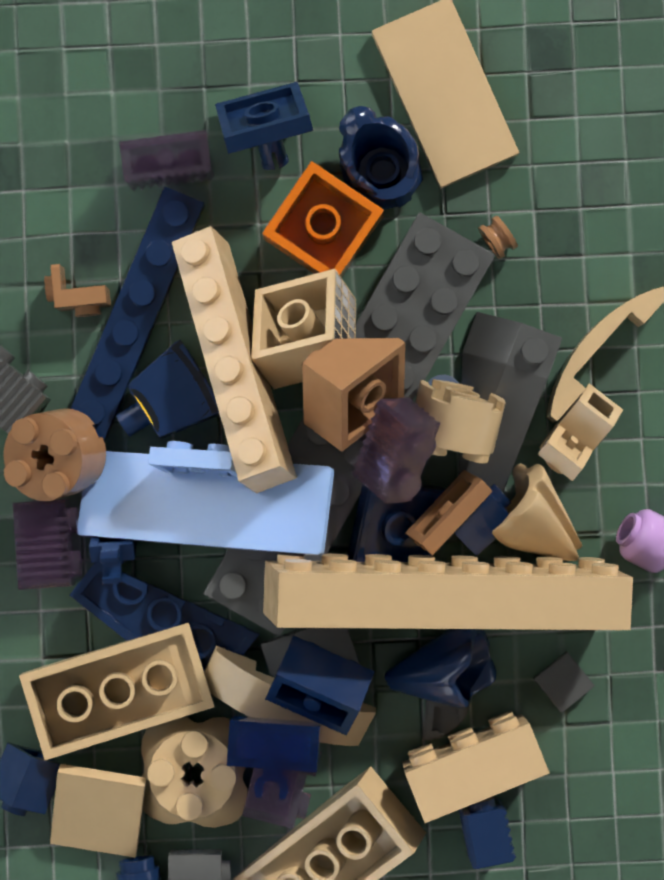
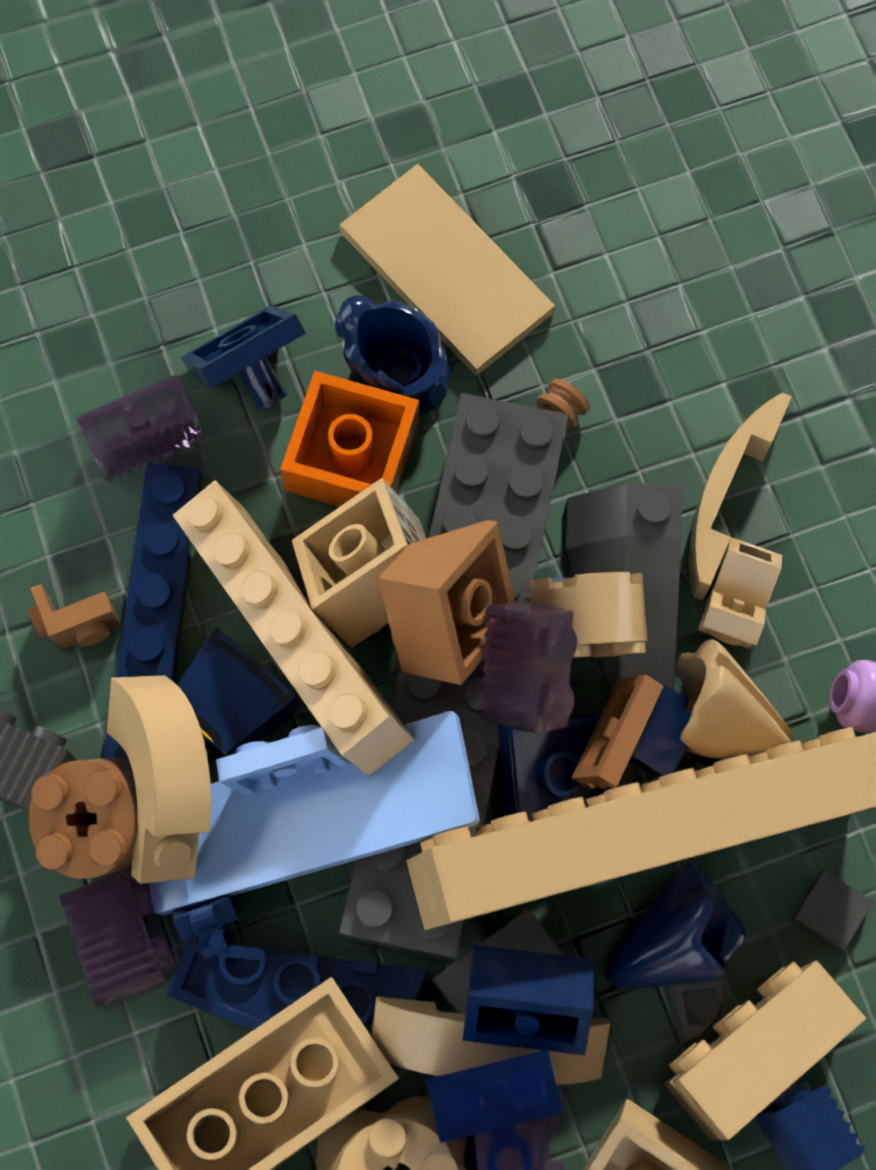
camera: 20 degrees left, 15 degrees down
(115, 439) = (169, 772): none -> tan arch

